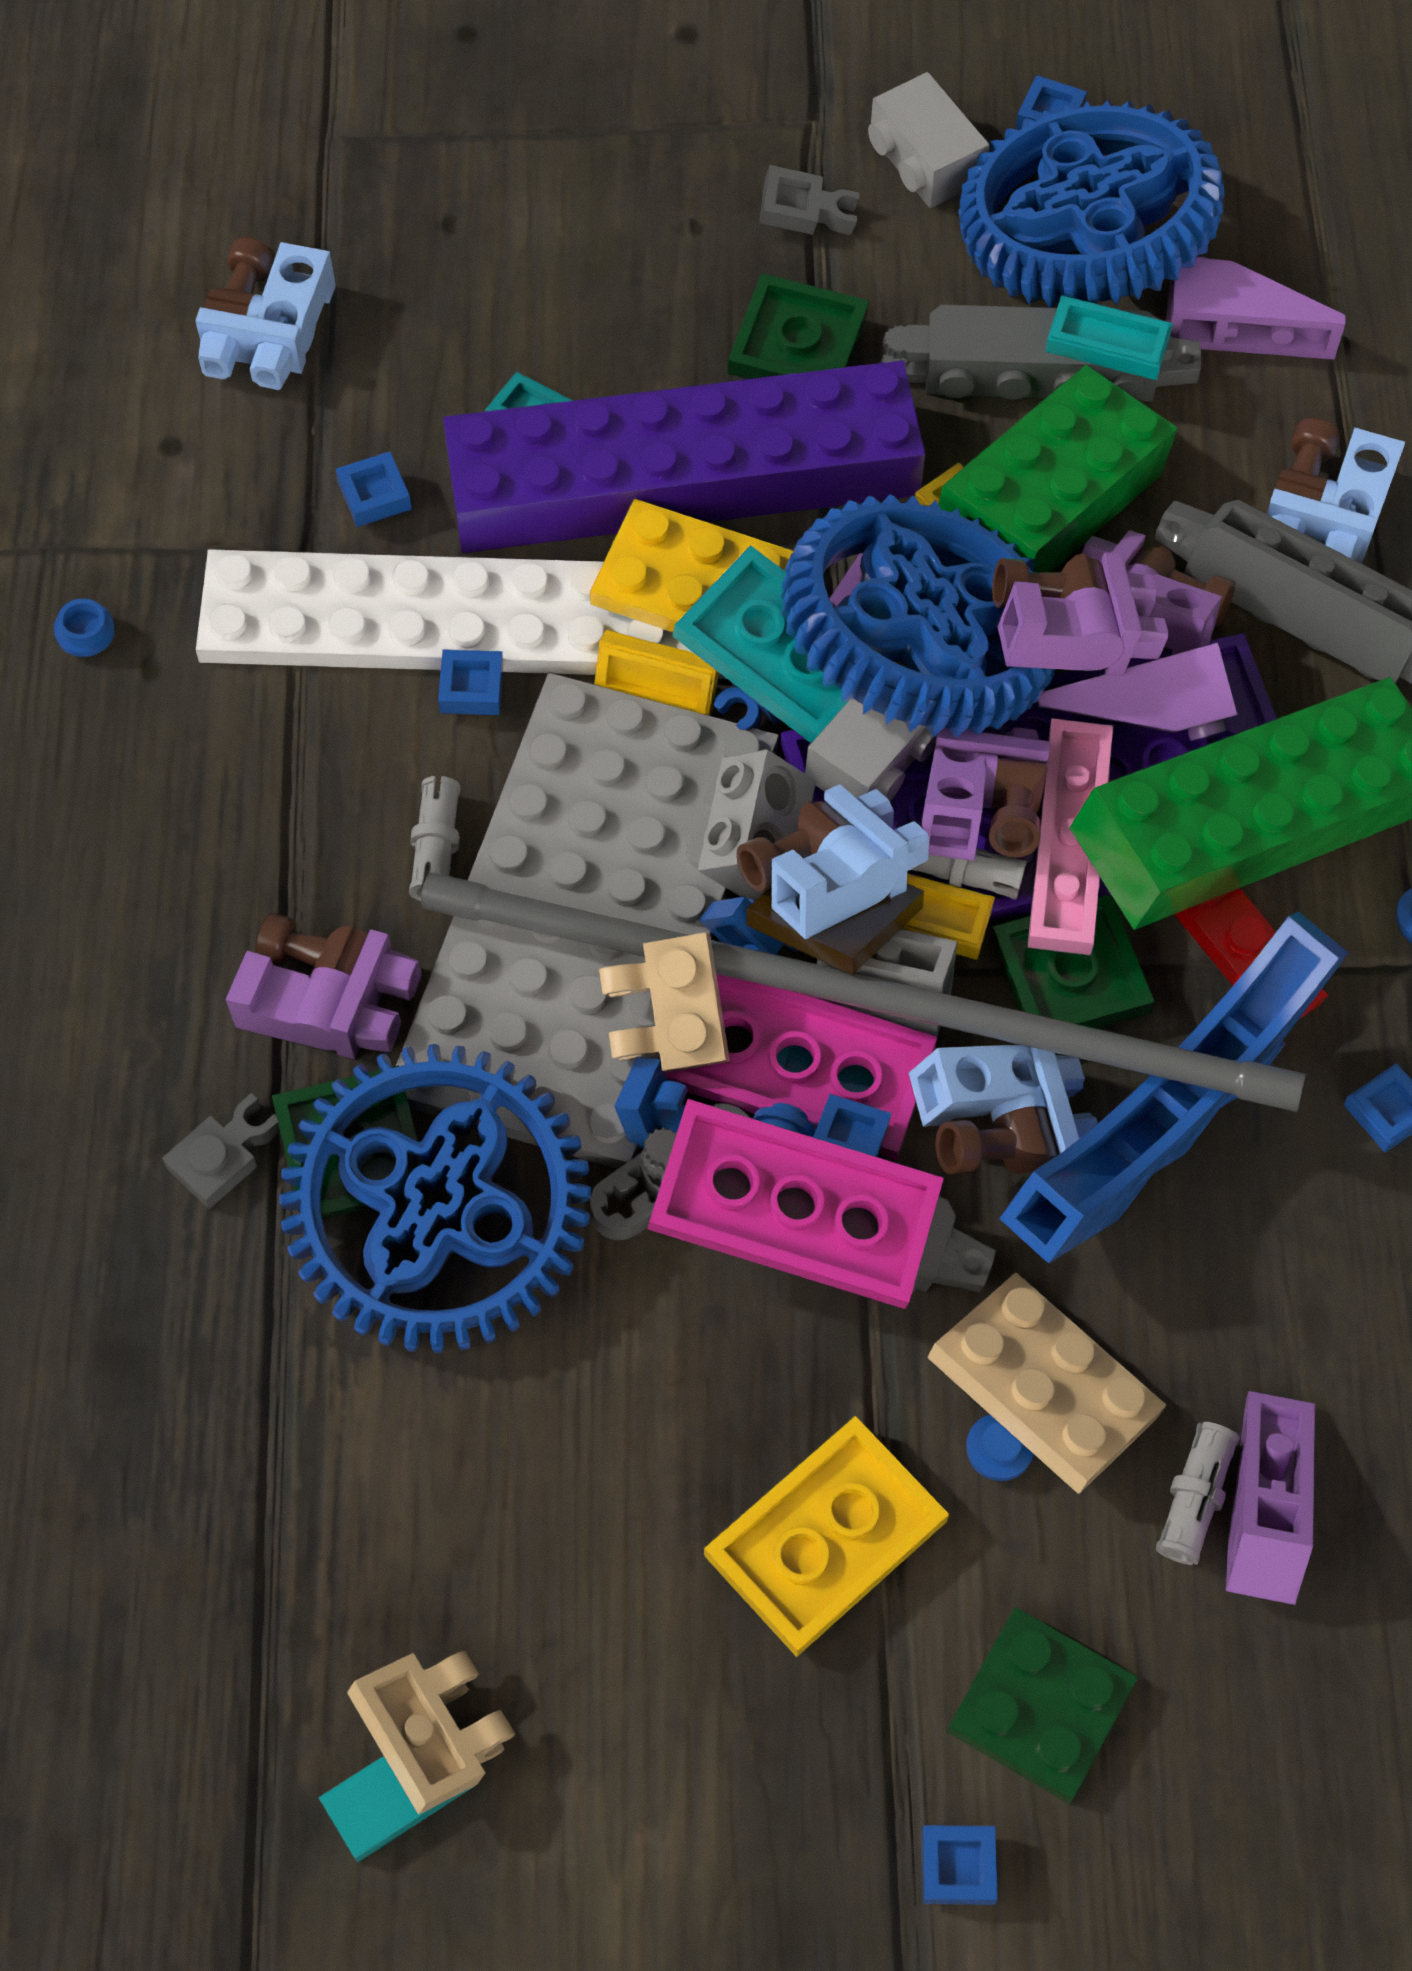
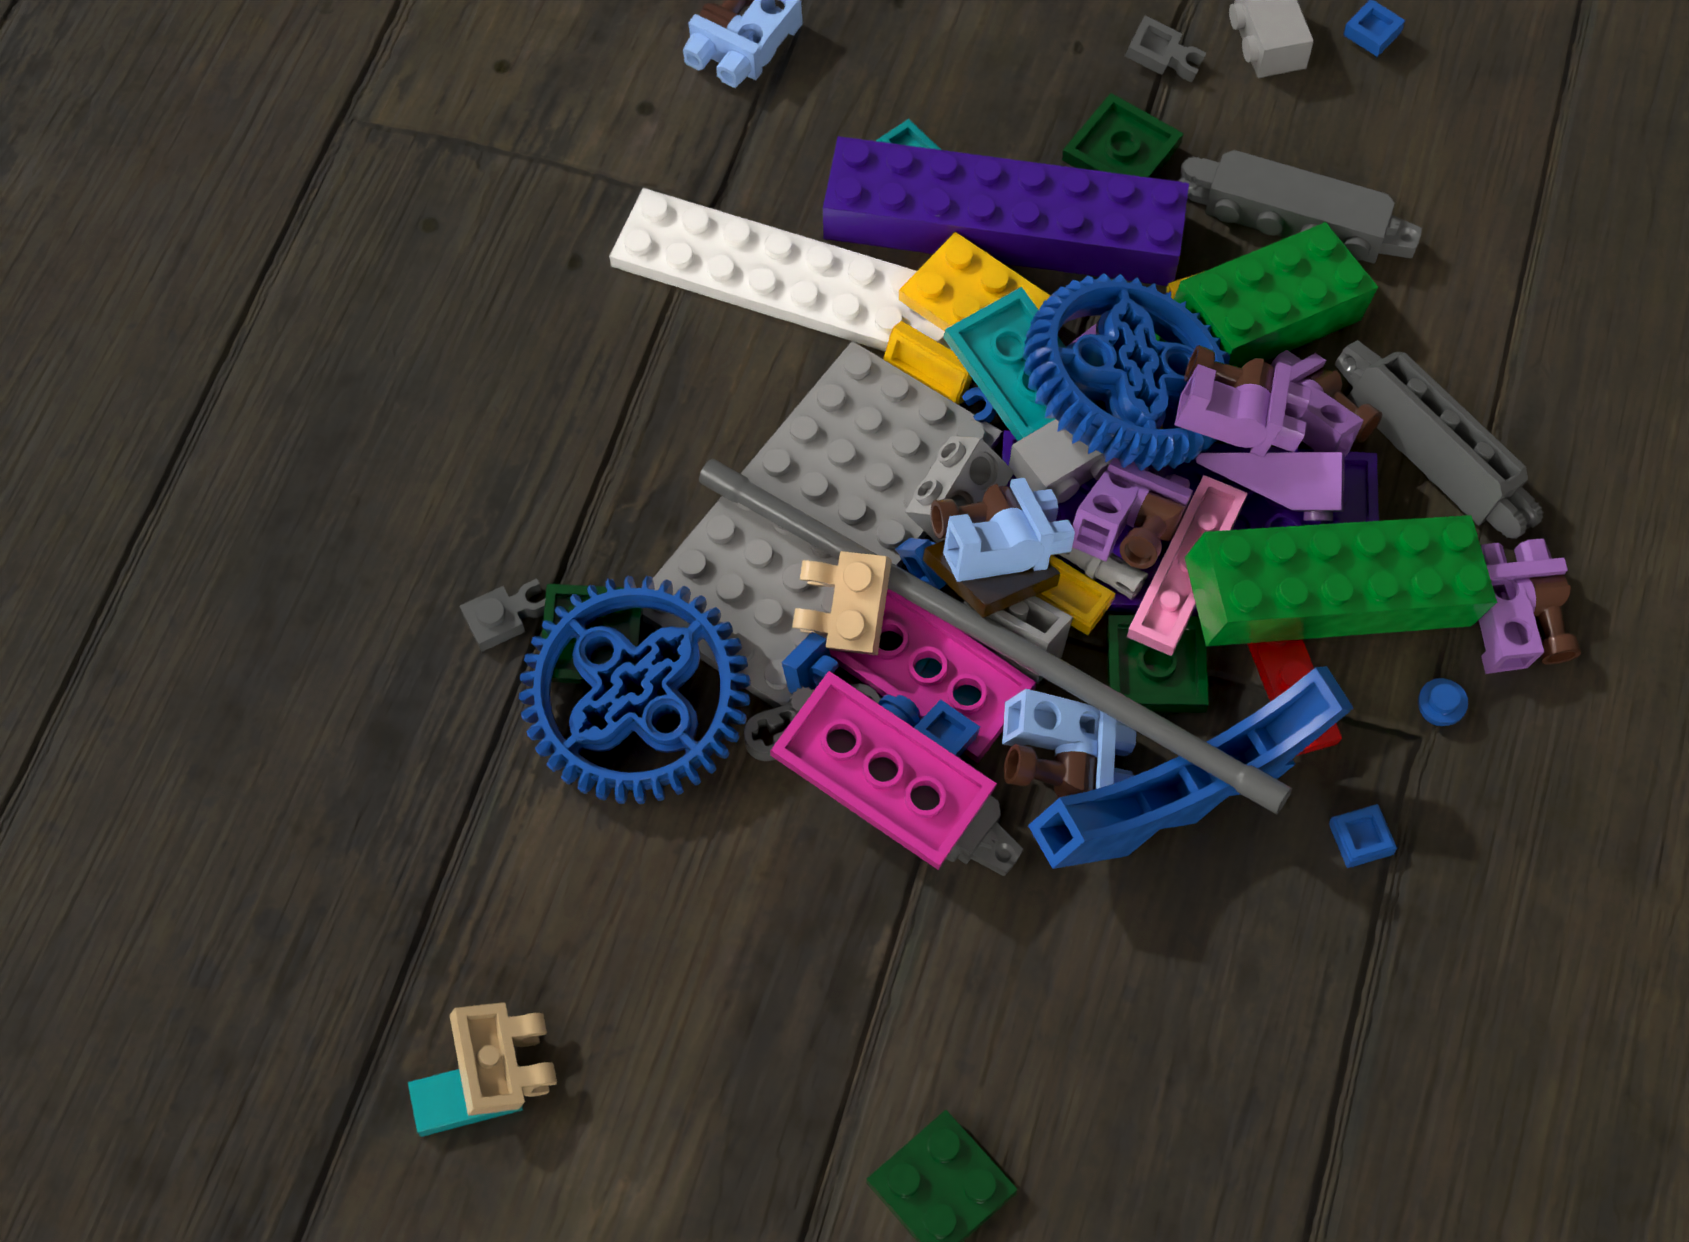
camera: 20 degrees right, 0 degrees up
(84, 628) = (538, 219): blue plate -> none
(339, 999) = (621, 530): medium lavender hips -> none
(373, 489) = (774, 176): blue plate -> none
(435, 835) = (731, 433): light grey pin -> none
(470, 682) = (794, 332): blue plate -> none
(826, 1535) = (828, 1015): yellow plate -> none
(996, 1451) = (977, 992): blue plate -> none
(1046, 1382) = (1027, 956): tan plate -> none
(1091, 204) = (1375, 104): blue gear -> none
(1108, 337) = (1350, 206): teal tile -> none
(1197, 1493) = (1111, 1071): light grey pin -> none
(1249, 313) = (1465, 214): medium lavender slope -> none
(1272, 1499) = (1163, 1092): medium lavender slope -> none
(1331, 511) = (1490, 384): light blue hips -> none

